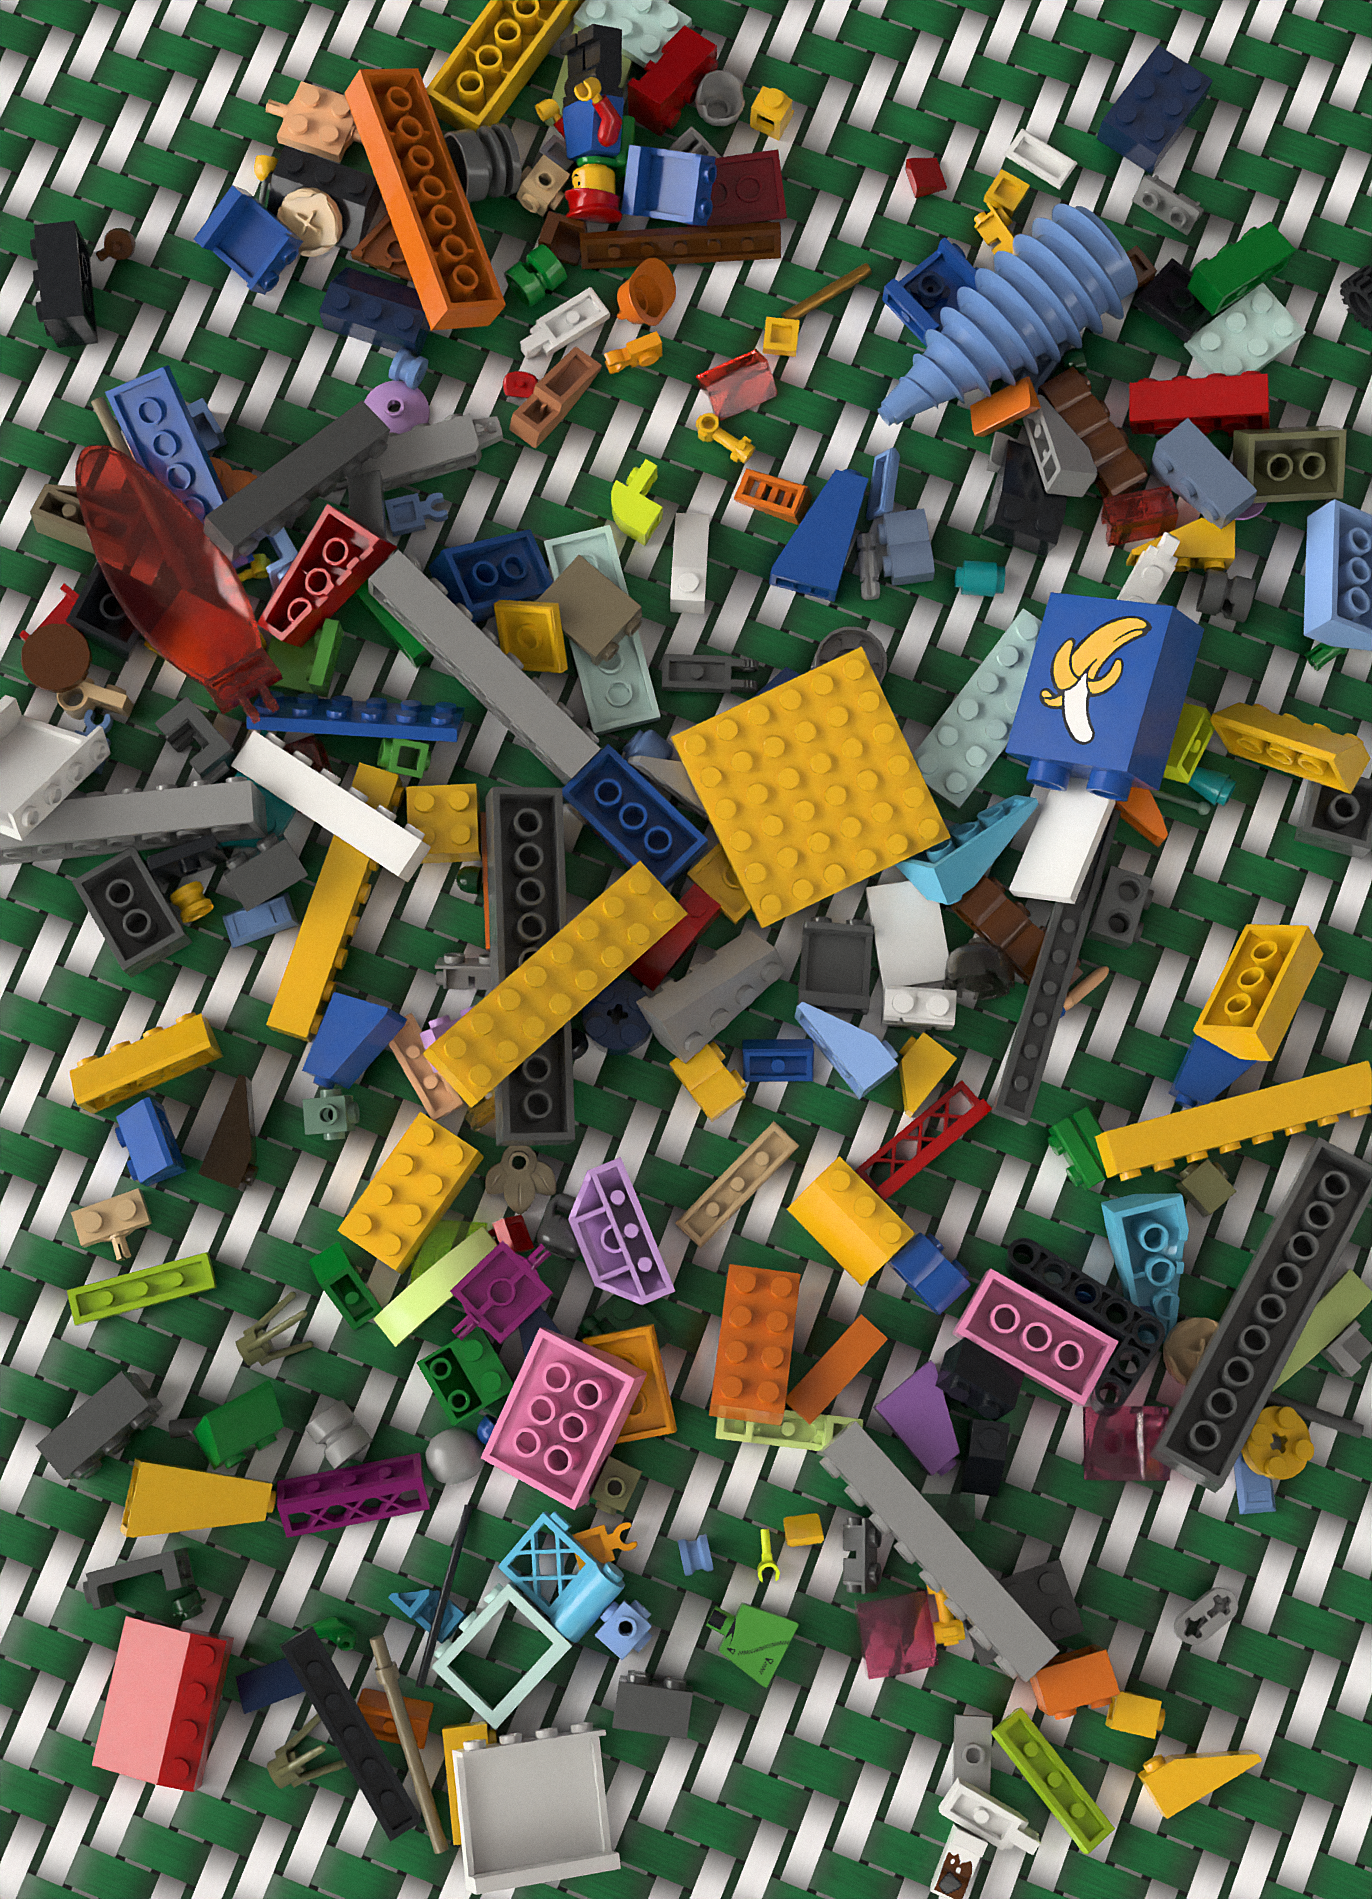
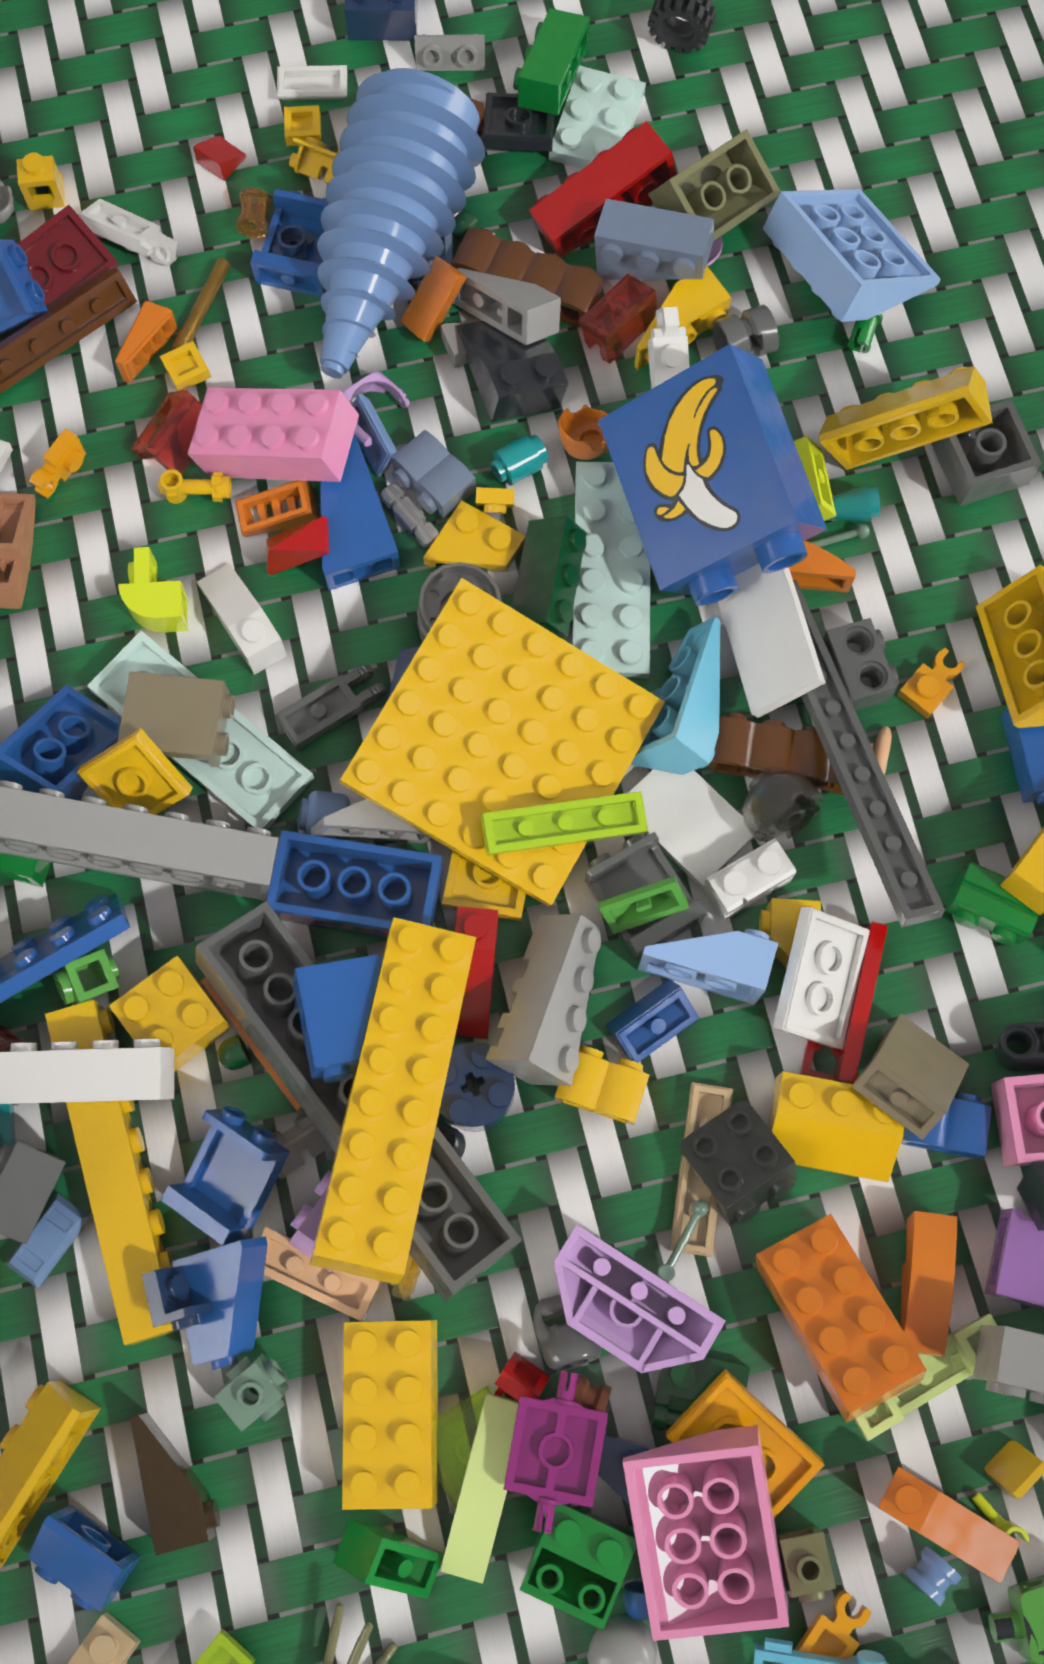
camera: 35 degrees left, 5 degrees down
(316, 1014) = (170, 1299): none -> dark blue bracket
(409, 961) = (228, 1177): none -> panel
(520, 1183) = (492, 1320): dark tan plate -> none
(551, 1277) = (590, 1395): none -> copper wheel
(554, 898) = (334, 1012): none -> blue slope
(647, 293) = (32, 405): orange piece -> none
(661, 1234) = (666, 1271): none -> sand green hinge
(729, 1528) = (949, 1525): none -> orange slope
(765, 1197) = (740, 1162): none -> pearl dark grey bracket
(767, 293) = (146, 337): none -> orange slope
(767, 535) = (297, 545): none -> red slope
(807, 439) = (274, 433): none -> bright pink brick
(809, 876) = (563, 823): none -> lime plate
(811, 196) = (129, 231): none -> white hinge
(826, 973) = (643, 905): none -> bright green slope
(872, 451) = (374, 383): none -> lavender helmet
(902, 619) = (475, 540): none -> yellow wing
(915, 1111) = (821, 978): none -> white tile
(925, 234) = (253, 213): none -> clear orange bush
(927, 1221) = (912, 1077): none -> dark tan panel
(935, 684) = (550, 573): none -> dark green brick
(939, 598) = (495, 499): none -> yellow plate
(1039, 584) = (582, 434): none -> orange hair
(1162, 961) = (930, 686): none -> light orange plate

